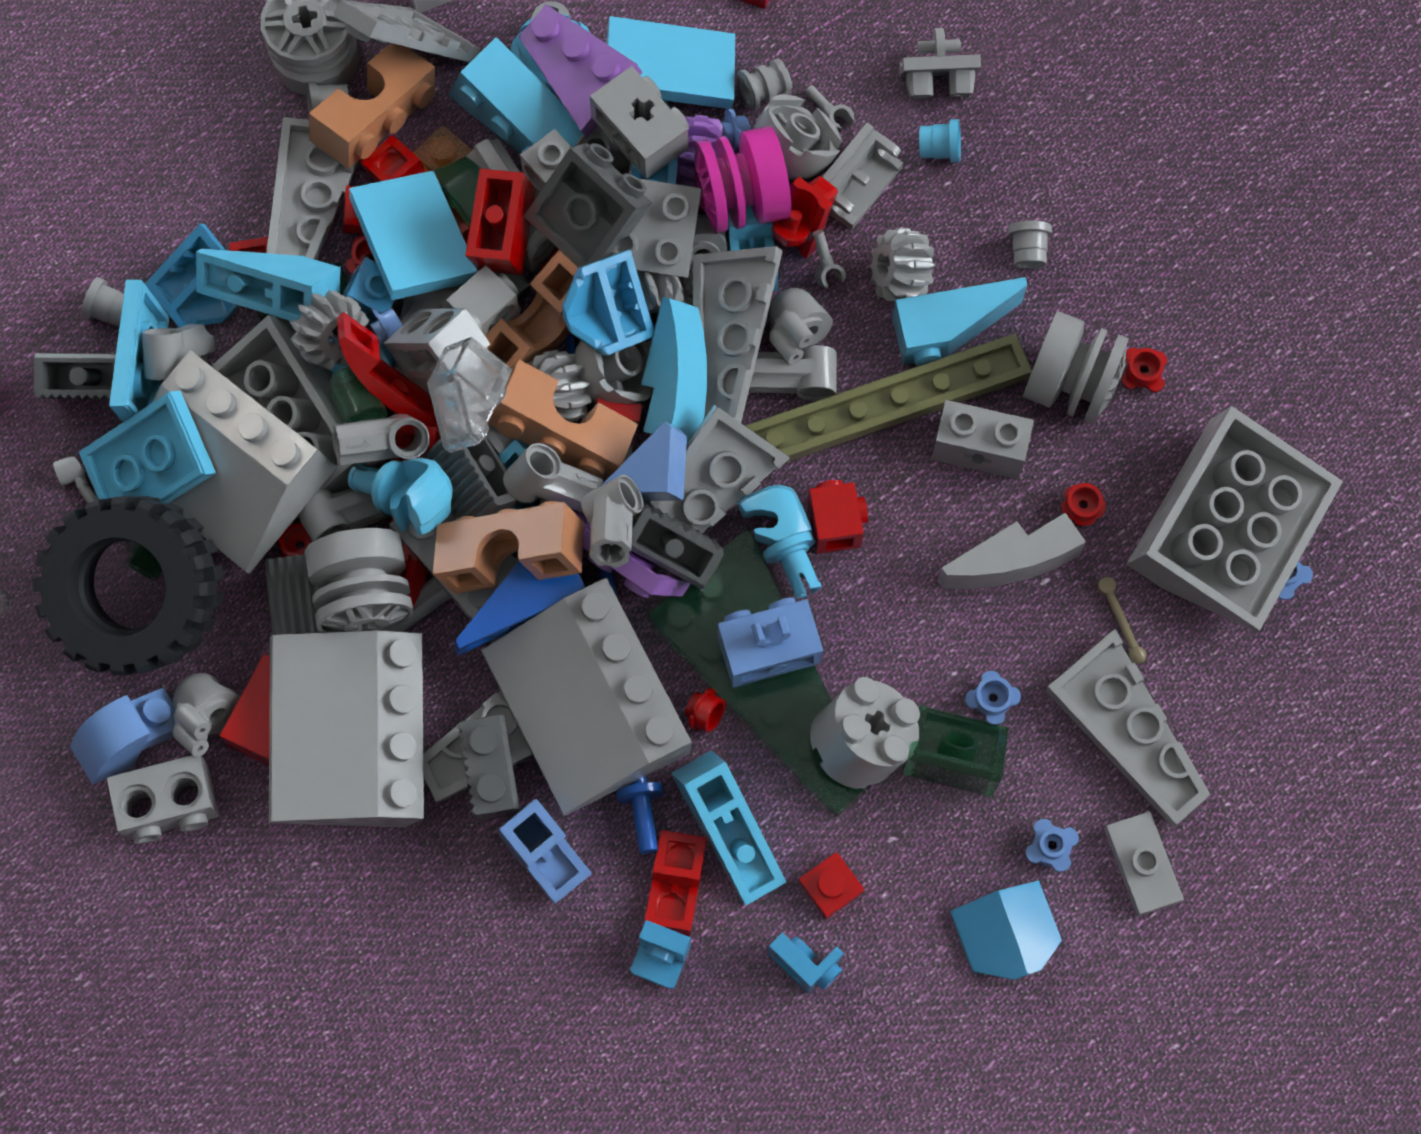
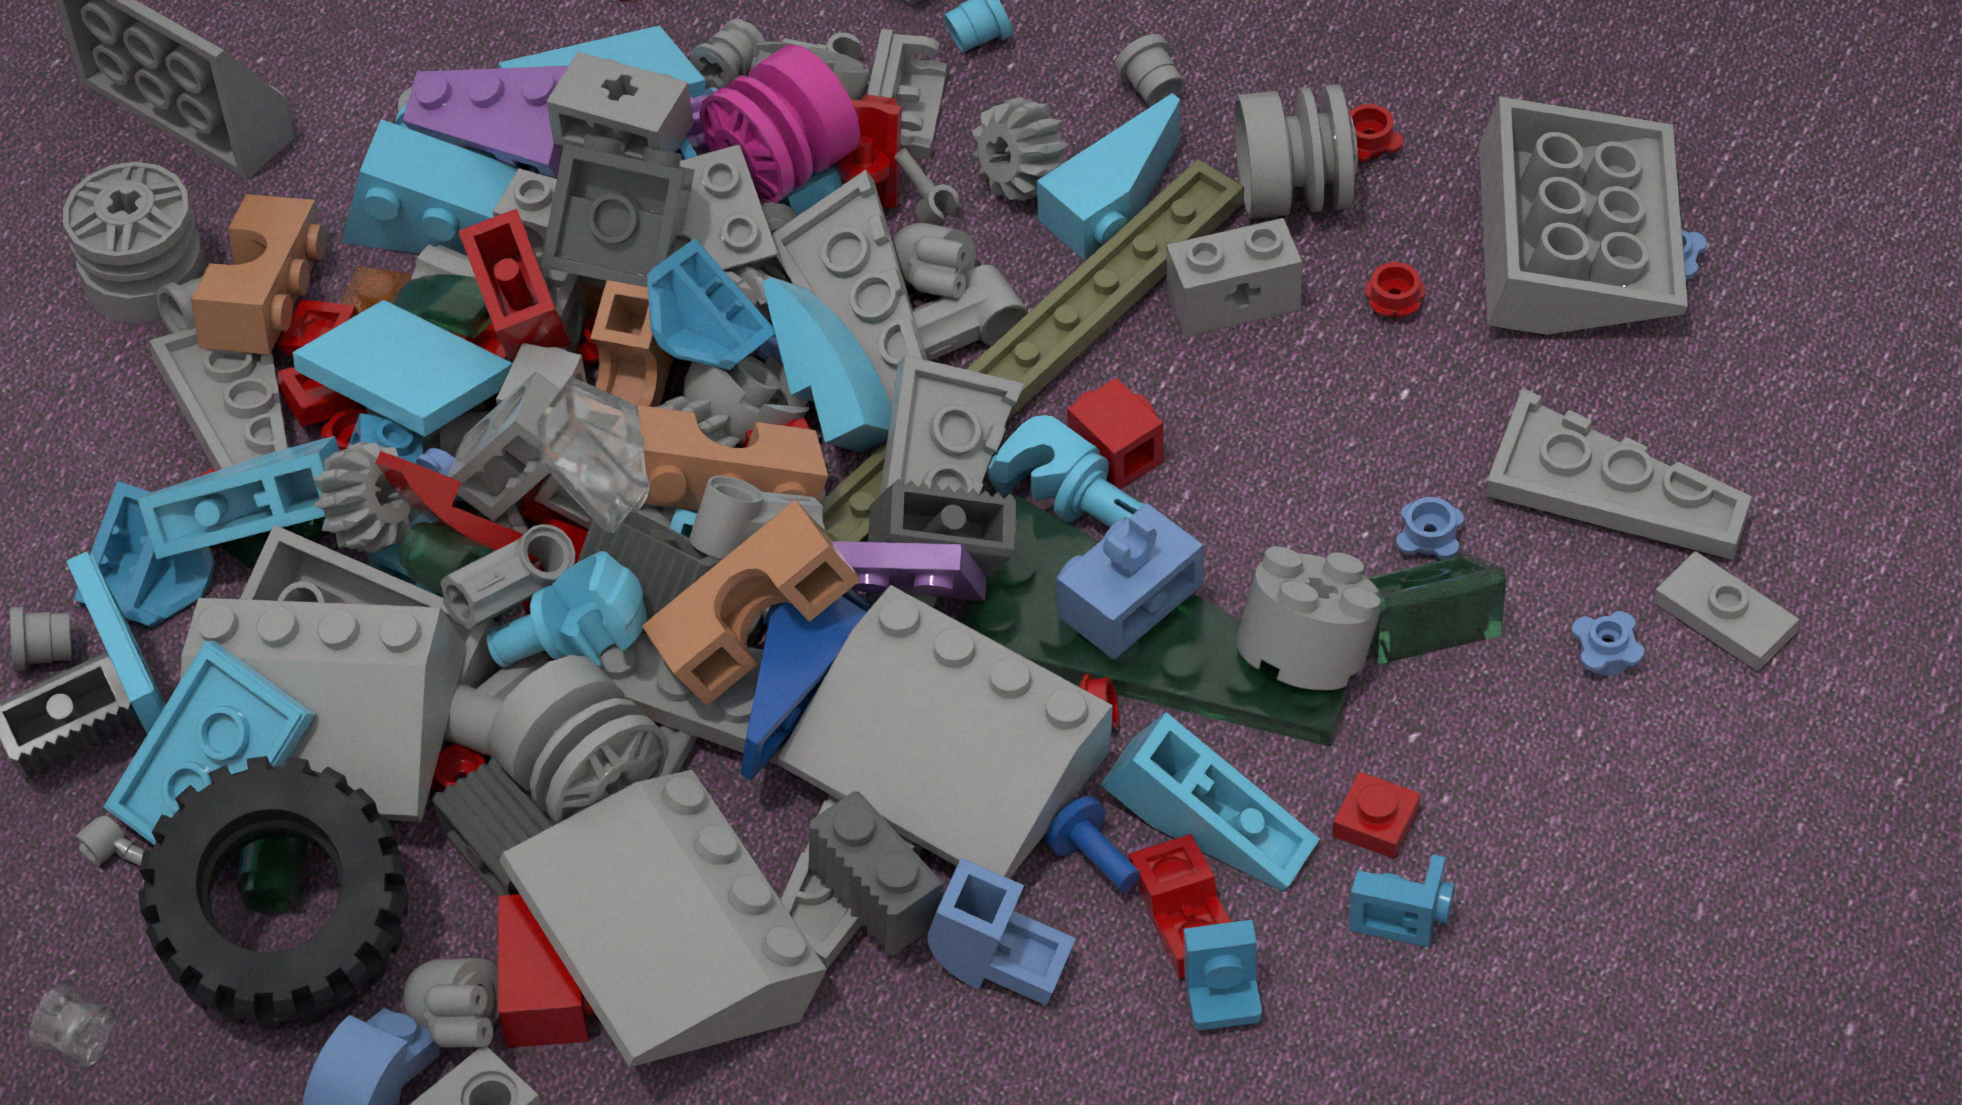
camera: 25 degrees left, 20 degrees down
(167, 347) = (159, 626): light grey piece -> none
(403, 27) = (256, 166): light grey wing -> none
(611, 514) = (861, 511): light grey piece -> none
(658, 465) = (865, 459): medium blue slope -> none
(1007, 931) = (1616, 757): dark azure slope -> none
(1014, 556) = (1353, 374): light grey slope -> none
(1107, 587) = (1481, 365): dark tan hinge -> none

